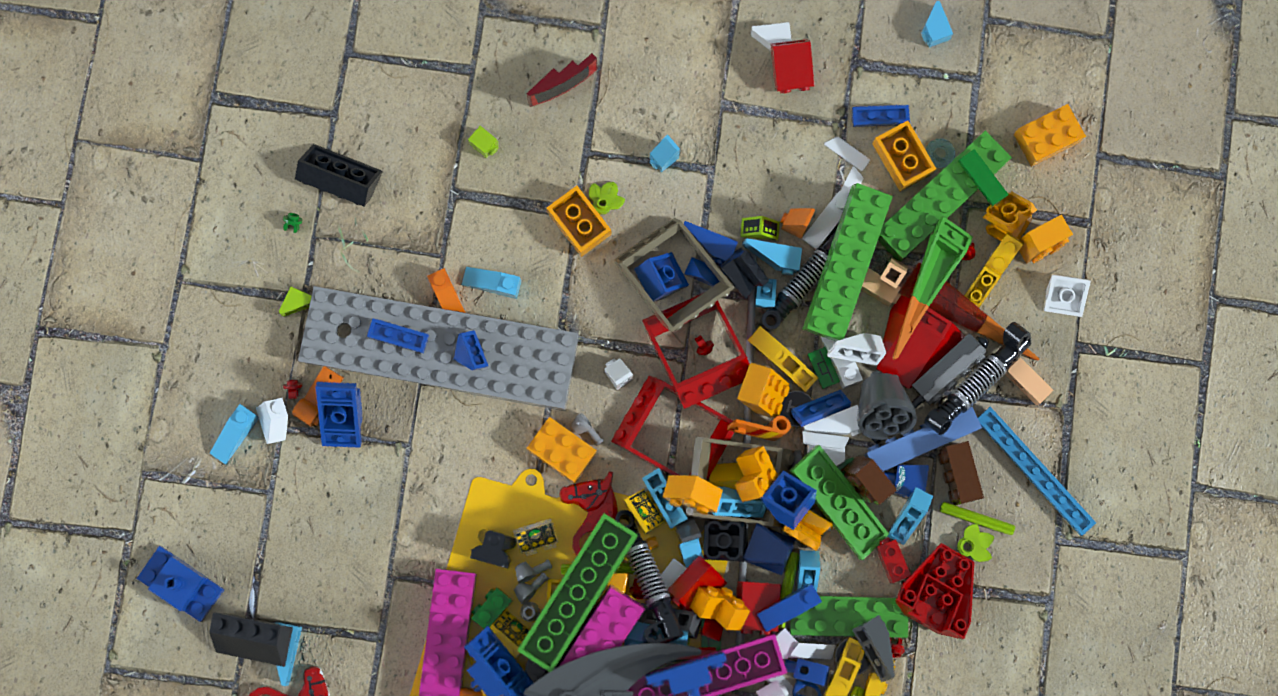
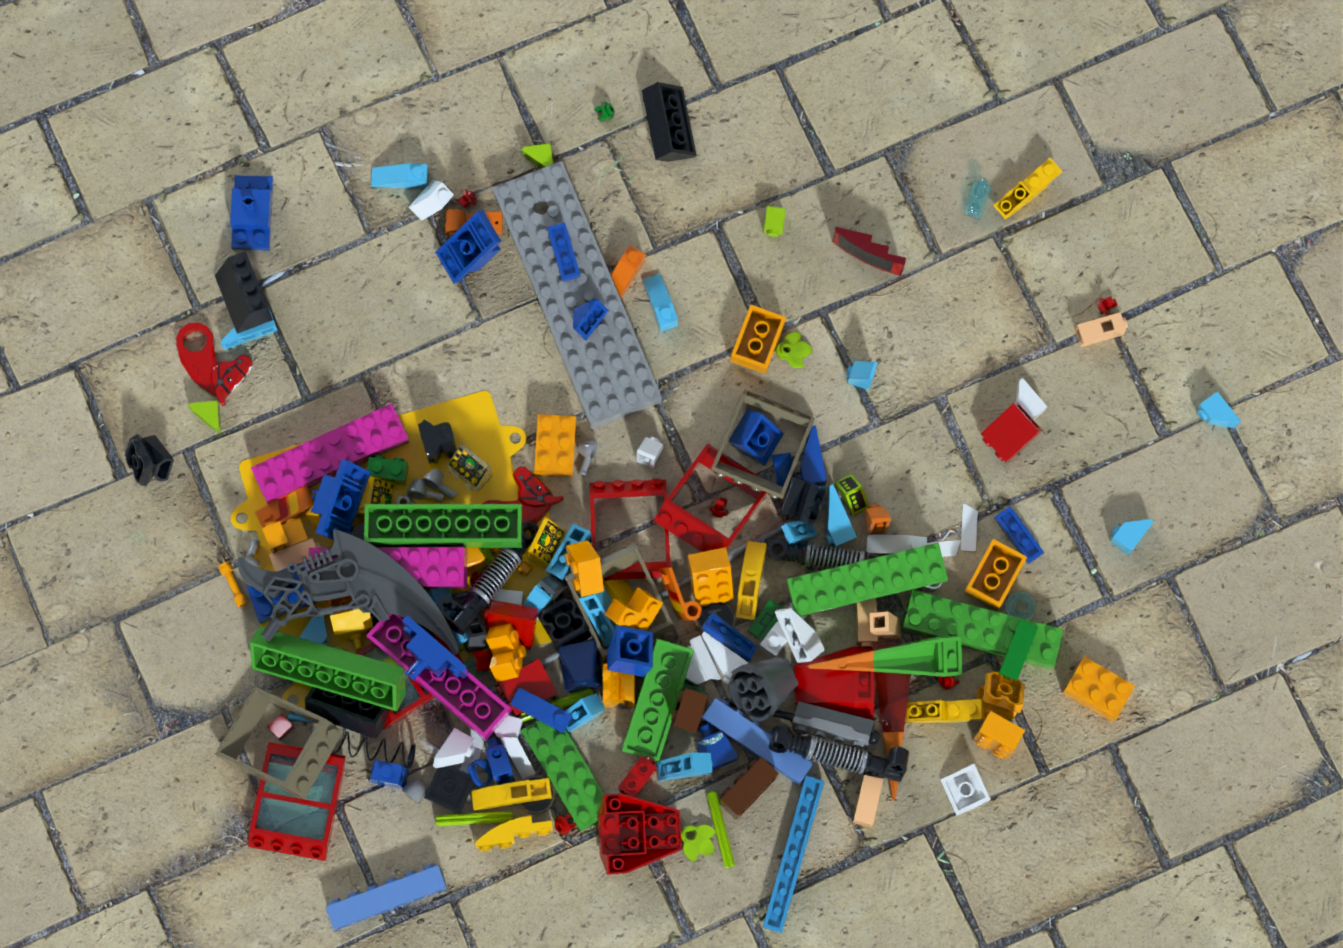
camera: 55 degrees right, 5 degrees down
(876, 644) = (558, 800): dark grey slope -> none

